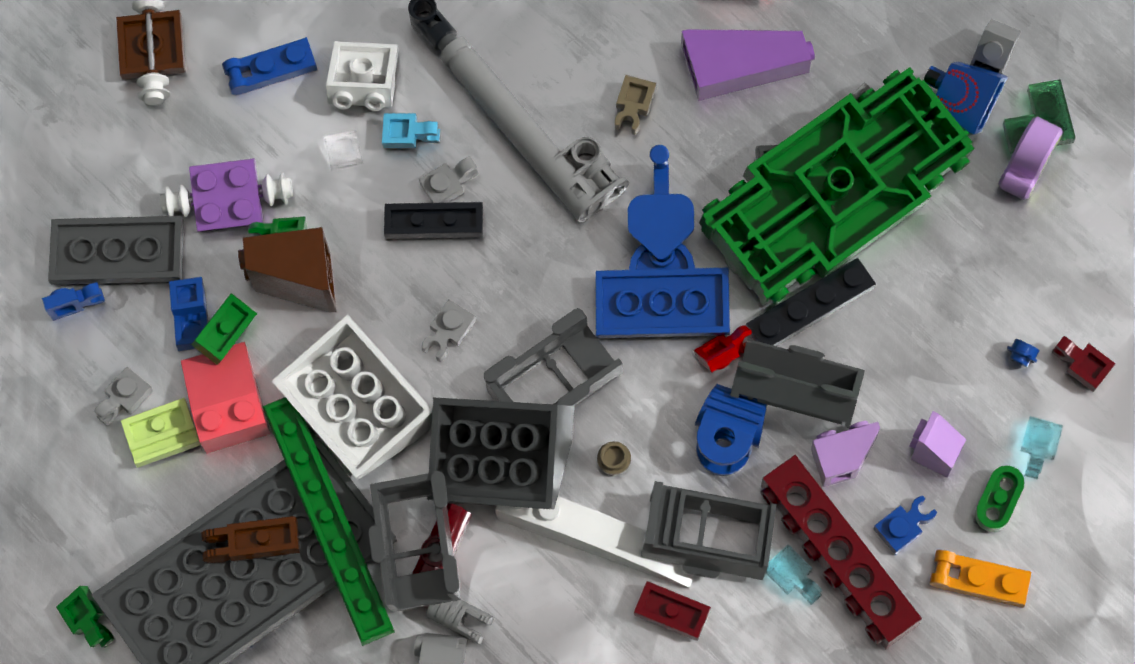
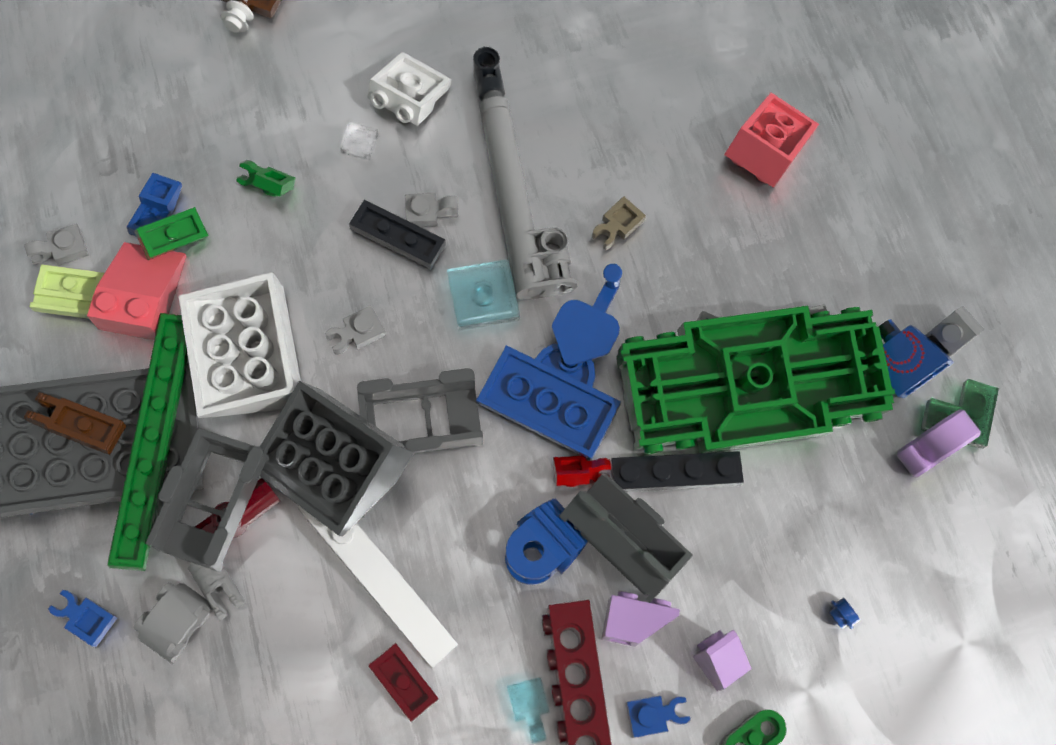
camera: 15 degrees right, 0 degrees up
(69, 301) = (61, 147): blue plate -> none
(116, 250) = (128, 126): dark grey plate -> none
(226, 195) = (241, 127): medium lavender plate -> none
(269, 66) = (340, 47): blue plate -> none
(291, 267) = (256, 209): reddish brown slope -> none
(402, 130) = (417, 149): medium azure plate -> none
(546, 235) = (483, 294): none -> clear light blue plate
(614, 458) = (431, 515): dark tan plate -> none
(665, 524) = (438, 600): dark grey piece -> none
(743, 59) = (731, 233): medium lavender slope -> none
(1040, 442) = (819, 705): clear light blue plate -> none
(1087, 366) = (897, 656): dark red plate -> none

